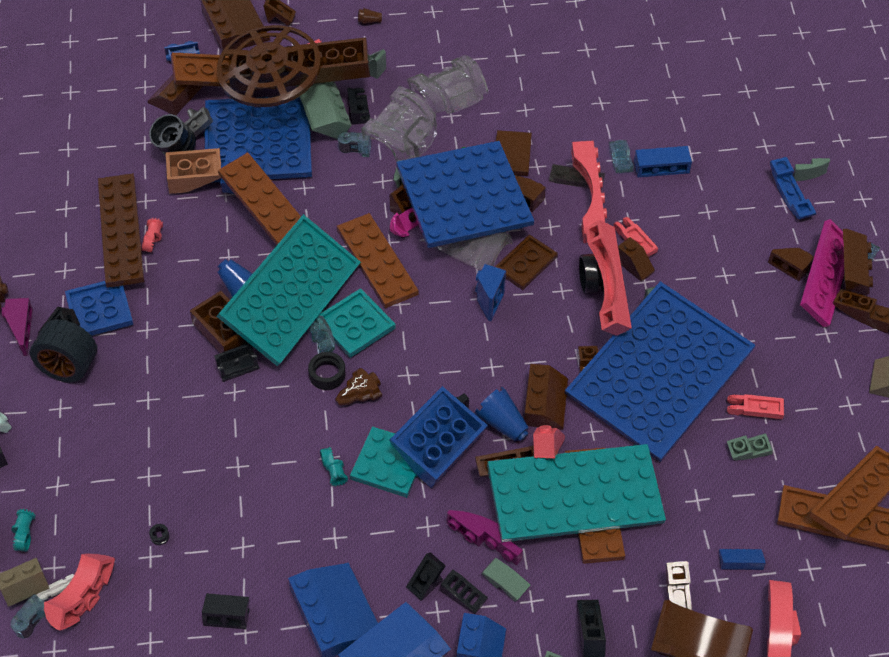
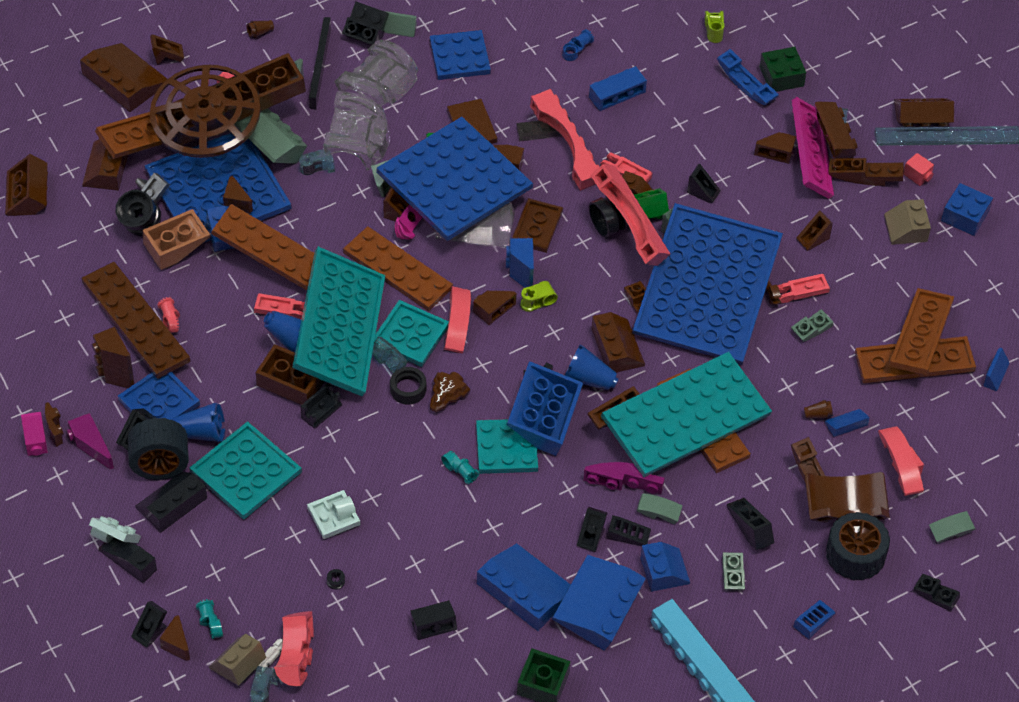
camera: 25 degrees left, 0 degrees up
(56, 405) = (173, 500): none -> black slope
(73, 254) = (112, 358): none -> reddish brown slope
(99, 88) = (26, 187): none -> reddish brown slope
(121, 342) = (204, 423): none -> blue cone
(136, 399) = (245, 470): none -> teal plate
(187, 47) = (94, 118): blue hinge -> none
(191, 470) = (334, 514): none -> light aqua plate
(246, 256) = (270, 303): none -> coral hinge
(262, 149) = (237, 196): none -> reddish brown slope
(358, 106) = (299, 124): black hinge -> none
(403, 60) = (320, 63): none -> black tile
(405, 324) = (458, 319): none -> coral slope
(446, 321) = (493, 304): none -> reddish brown slope
(460, 38) = (365, 23): none -> black brick
(490, 47) = (401, 24): none -> sand green slope
(492, 326) = (539, 295): none -> lime piece
(533, 90) = (460, 55): none -> blue plate
(547, 441) = (644, 378): coral slope -> none
(621, 156) = (575, 96): clear light blue slope -> none
(639, 275) = (653, 202): none -> green brick
(644, 112) = (577, 45): none -> blue connector
(701, 274) = (702, 185): none -> black slope
(717, 536) = (819, 410): none -> reddish brown cone
(723, 400) = (774, 293): none -> reddish brown bar
(783, 132) = (715, 26): none -> lime piece
(794, 355) = (816, 231): none -> reddish brown slope
(809, 171) = (753, 57): sand green slope -> none
(831, 191) = (783, 69): none -> dark green brick

